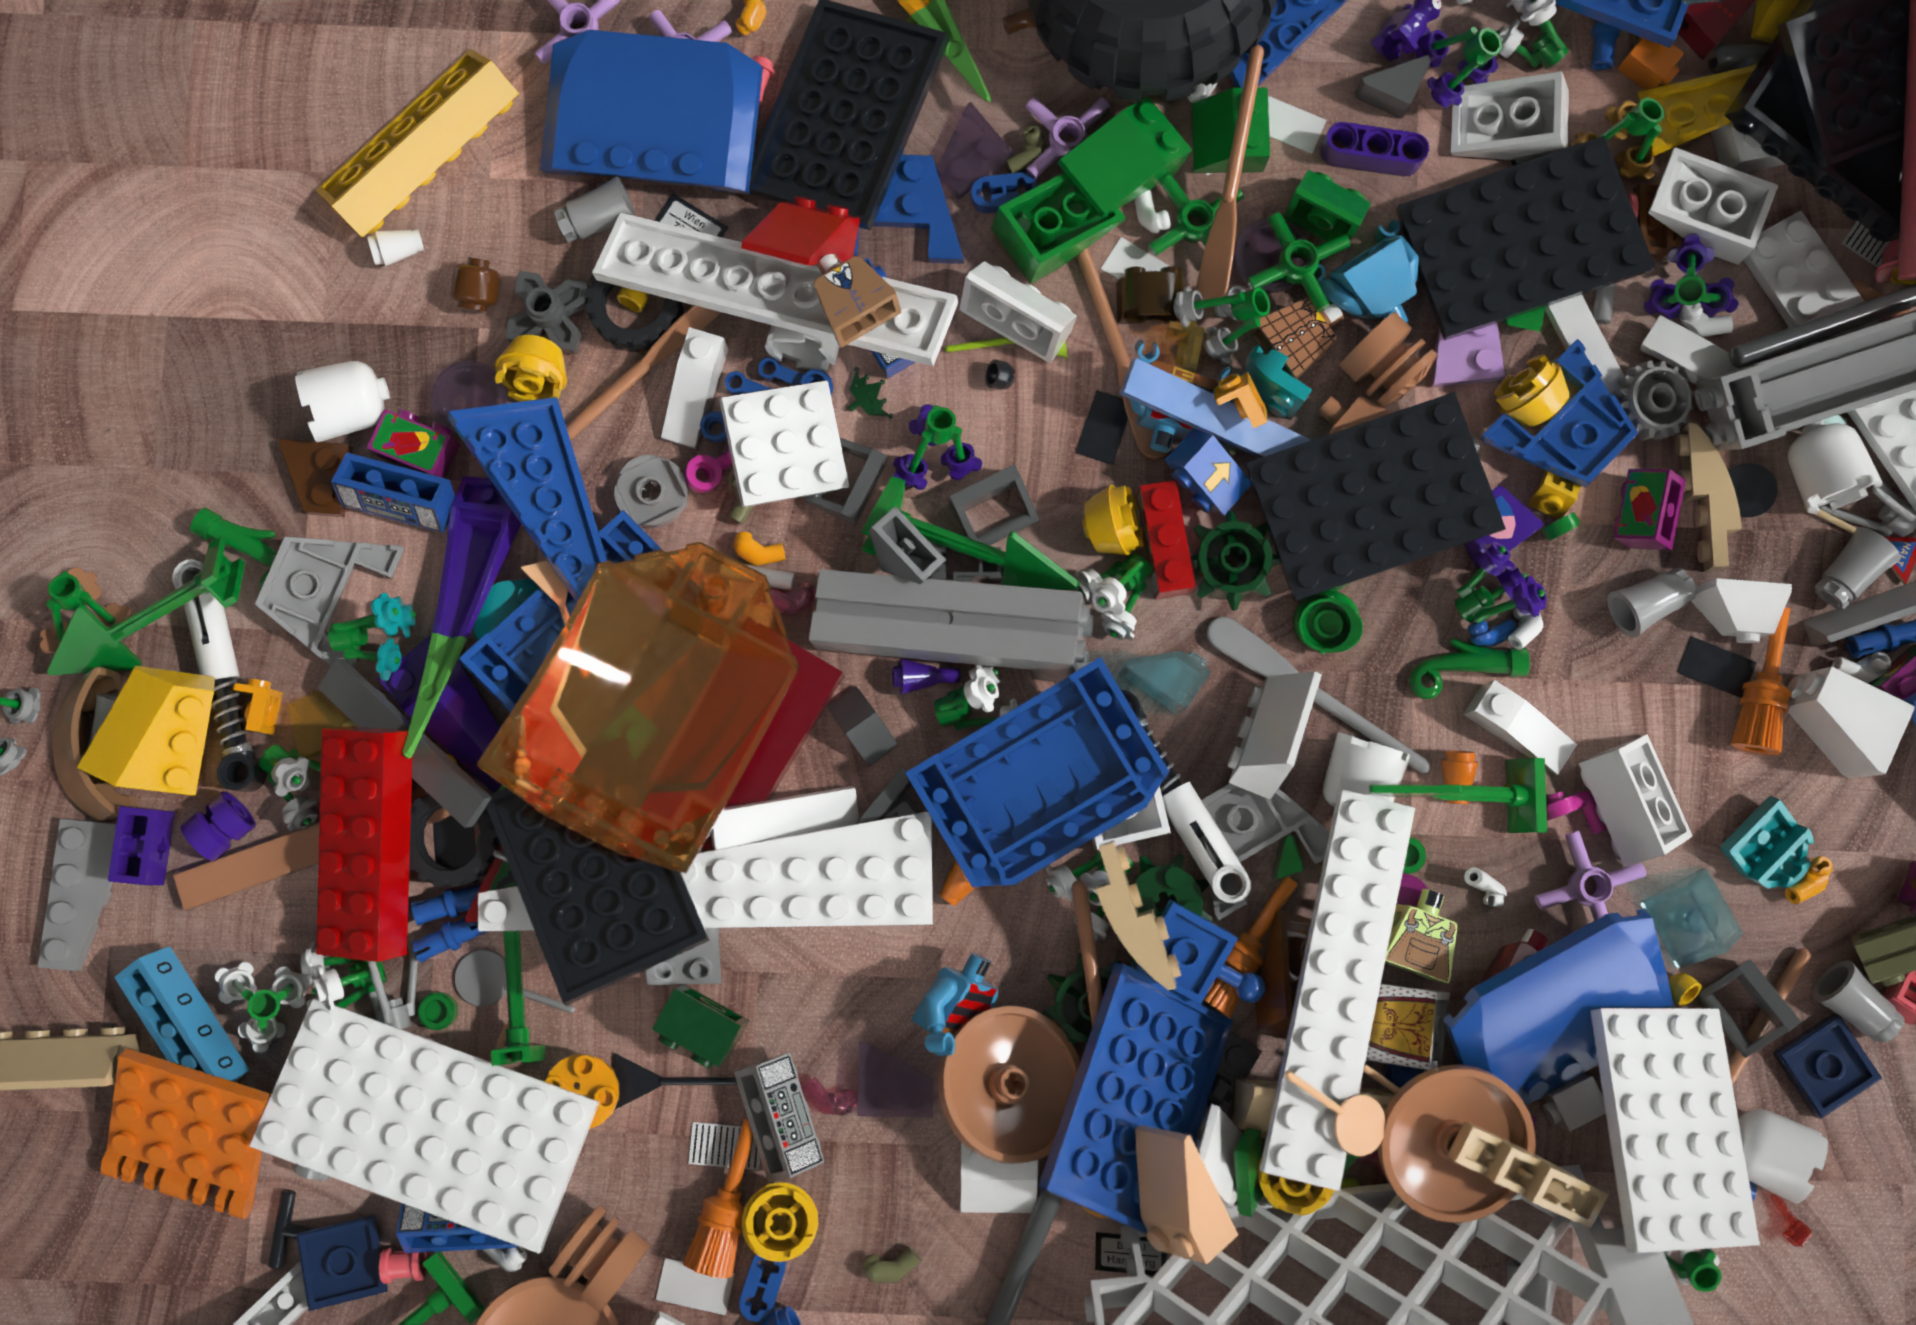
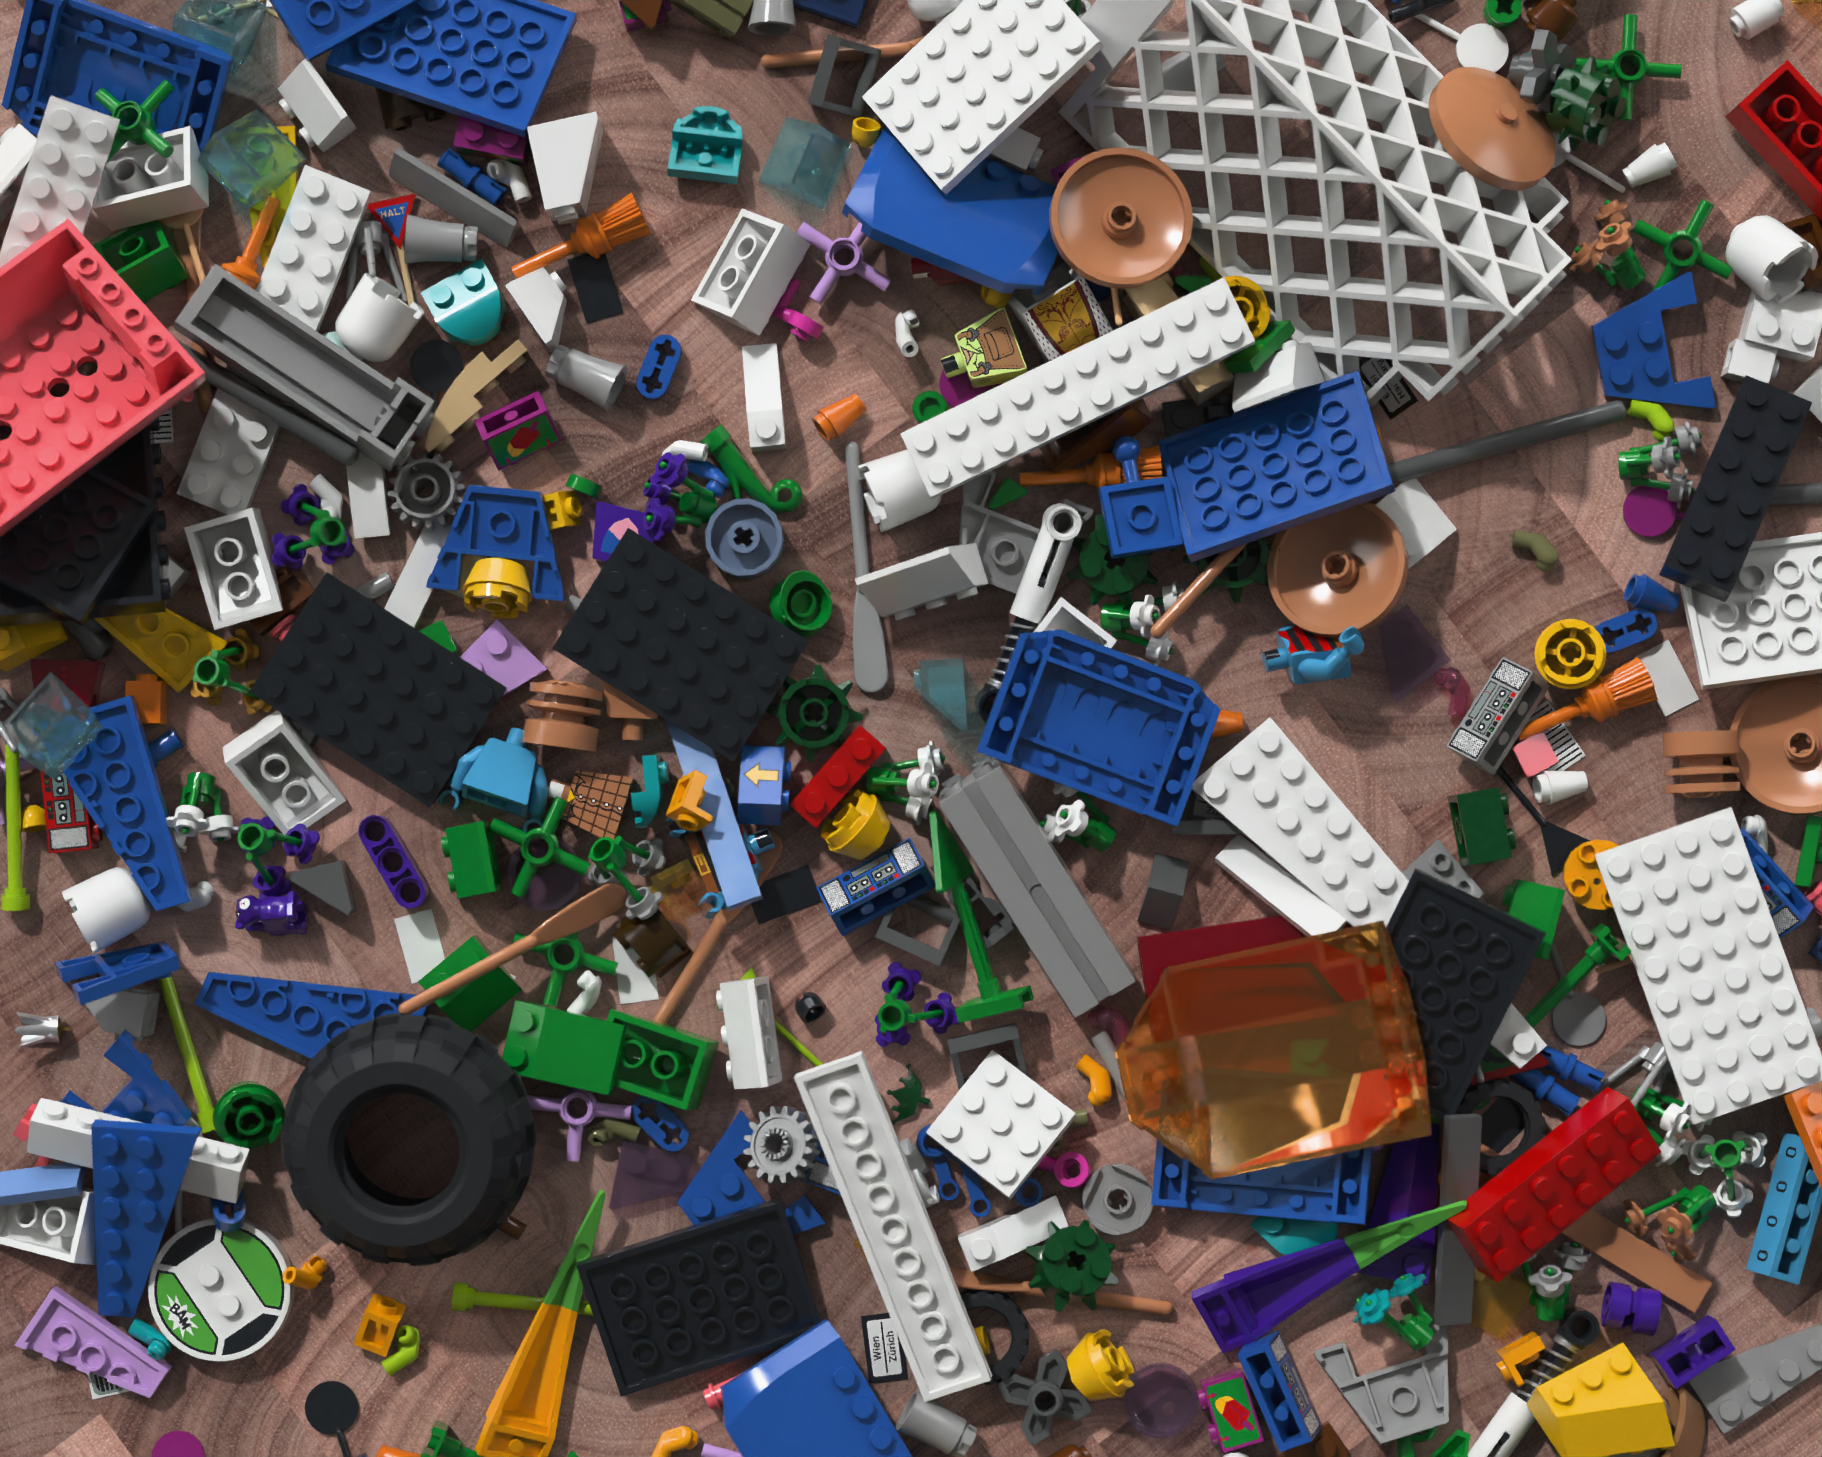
camera: 125 degrees left, 5 degrees up
(253, 945) = (1675, 1226): none -> plant
(437, 1011) = (1629, 1031): green tile -> none
(537, 474) = (1178, 1292): blue wing -> none
(550, 583) = (1246, 1210): light nougat piece -> none
(597, 1016) = (1537, 906): none -> green slope
(615, 393) = (1067, 1284): none -> dark green brick
(681, 1120) = (1558, 785): none -> white cone
(722, 1121) = (1535, 754): none -> coral slope
(805, 232) = (833, 1238): red slope -> none
(854, 297) = (861, 1153): medium nougat torso -> none
(903, 548) = (1010, 964): dark grey slope -> none
(910, 257) = (799, 1147): none -> light grey gear
(915, 676) = (1094, 881): dark purple cone -> none
(1054, 496) = (875, 887): none -> brick
(1139, 932) = (1157, 562): tan slope -> none
(1179, 1197) = (1321, 385): light nougat slope -> none
(1357, 1121) = (1166, 301): light nougat piece -> none
(1413, 638) = (740, 518): none -> sand blue wheel
(1460, 985) = (994, 298): none -> yellow hinge
(1522, 794) = (817, 358): green piece -> none
(1527, 1174) = (1103, 152): tan slope -> none
(1618, 659) = (651, 364): none -> blue beam
(1782, 551) = (467, 305): none -> teal slope
(1812, 882) = (707, 95): light orange arm -> none

